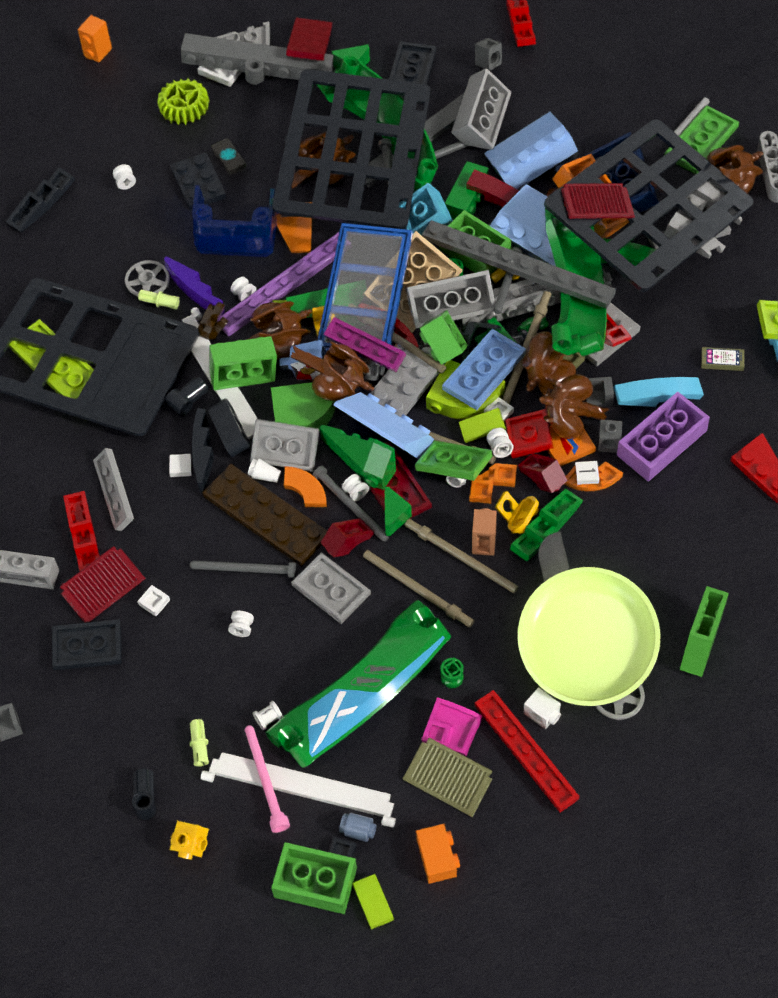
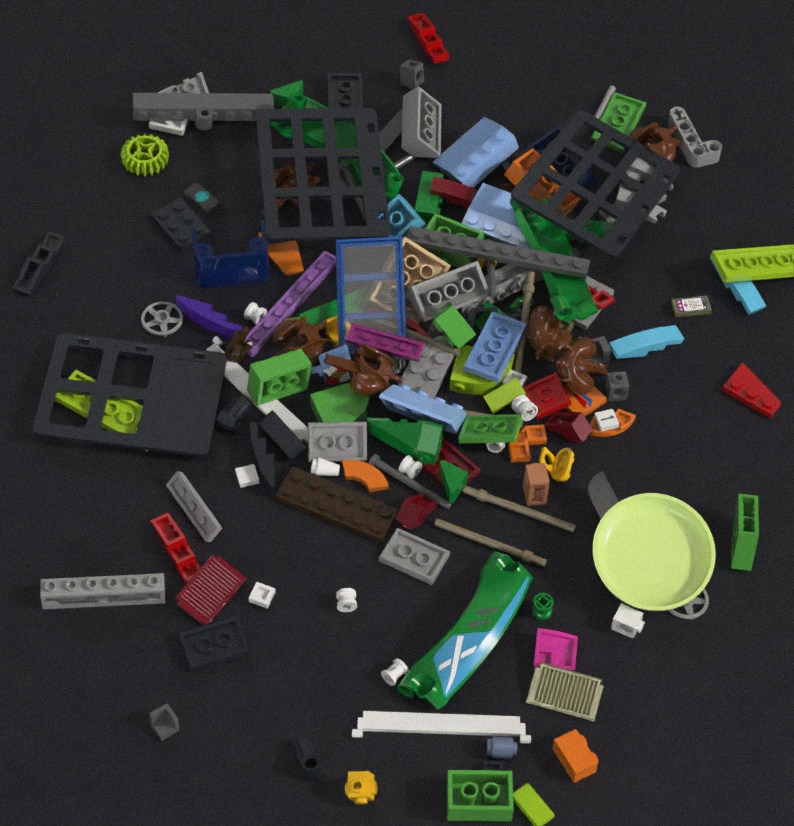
camera: 20 degrees left, 5 degrees down
(94, 38) = (44, 109): orange brick -> none
(124, 176) = (112, 230): white wheel -> none
(159, 299) = (180, 334): yellowish green axle -> none
(199, 742) = (341, 706): yellowish green axle -> none
(245, 567) = (333, 552): dark grey bar -> none
(278, 820) = (431, 756): bright pink piece -> none
(309, 39) = (246, 82): dark red tile -> none
(527, 751) = (624, 658): red plate -> none
(549, 521) = (584, 470): green slope -> none
(597, 201) = (555, 187): dark red window -> none
(662, 436) = (662, 378): medium lavender brick -> none

